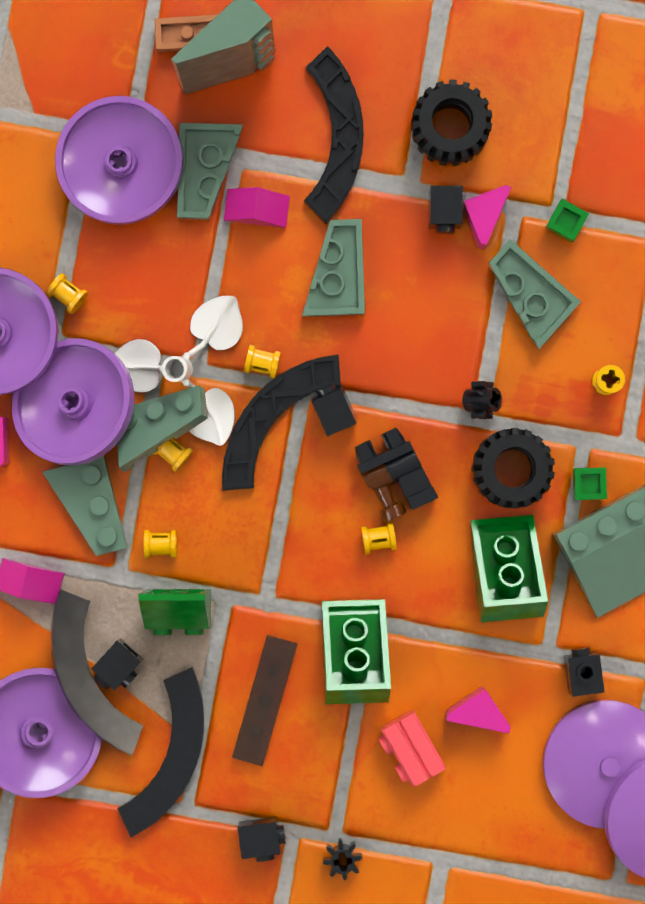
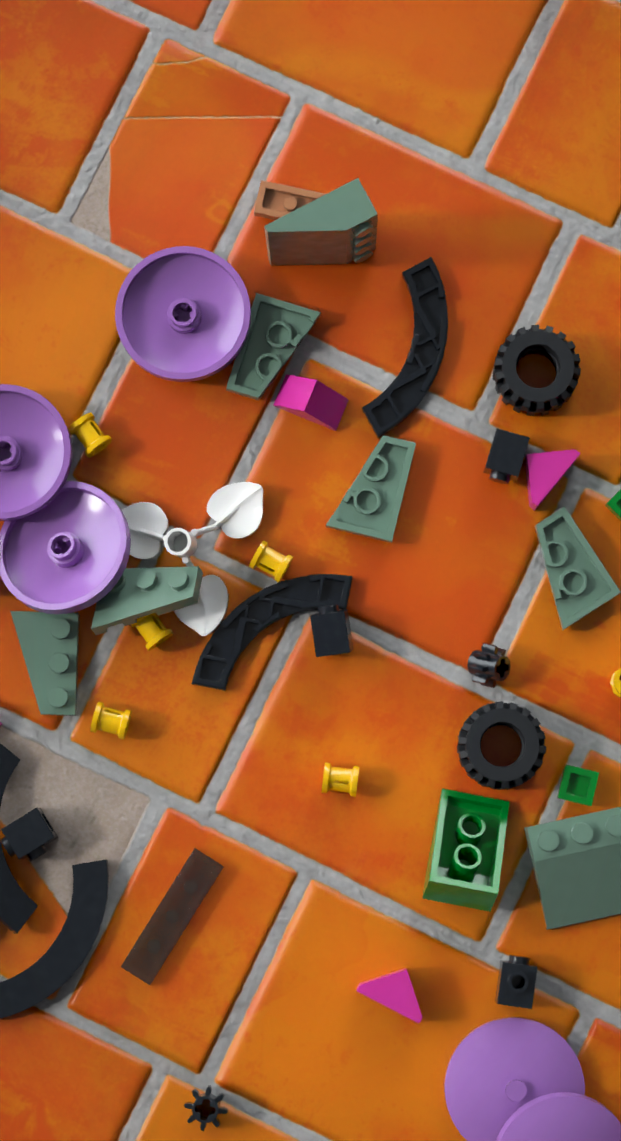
camera: 25 degrees right, 5 degrees down
(176, 609) = (107, 793): green slope -> none
(261, 838) = (126, 1061): black brick -> none
(355, 652) = (282, 892): green slope -> none
(393, 466) = (378, 709): black hips -> none
(412, 748) = (312, 1011): coral brick -> none

